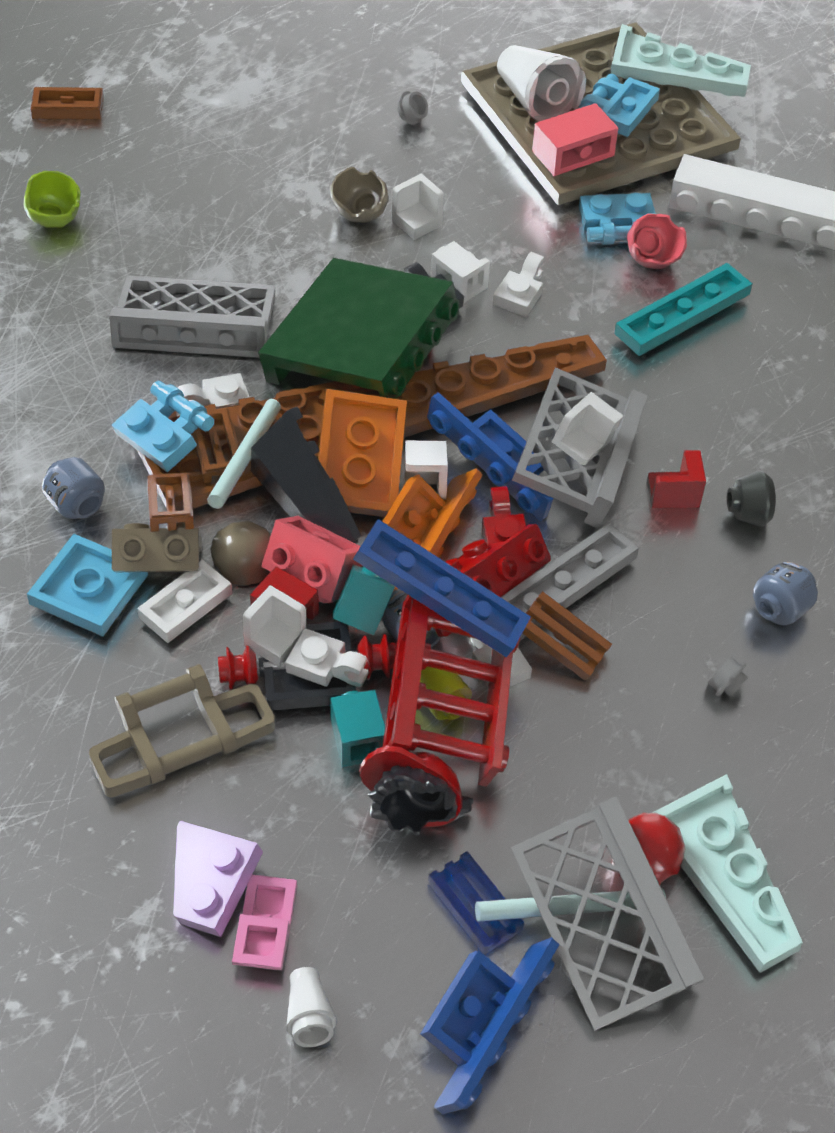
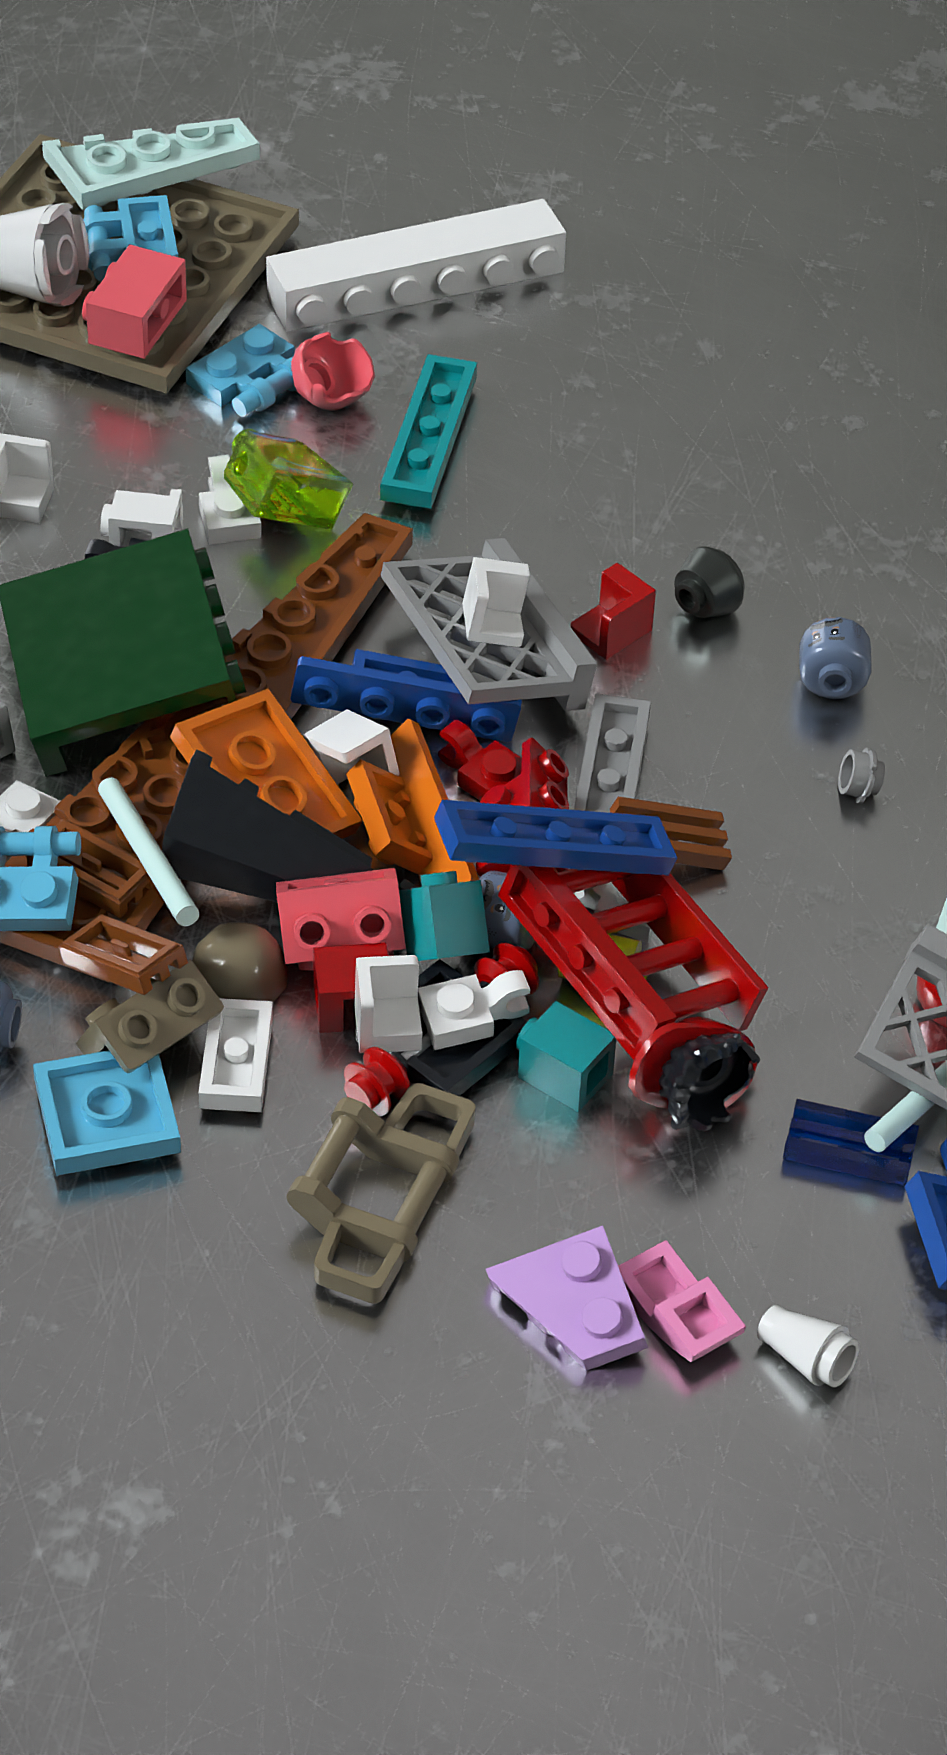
camera: 40 degrees left, 5 degrees down
(558, 289) = (270, 475): none -> clear neon green torso

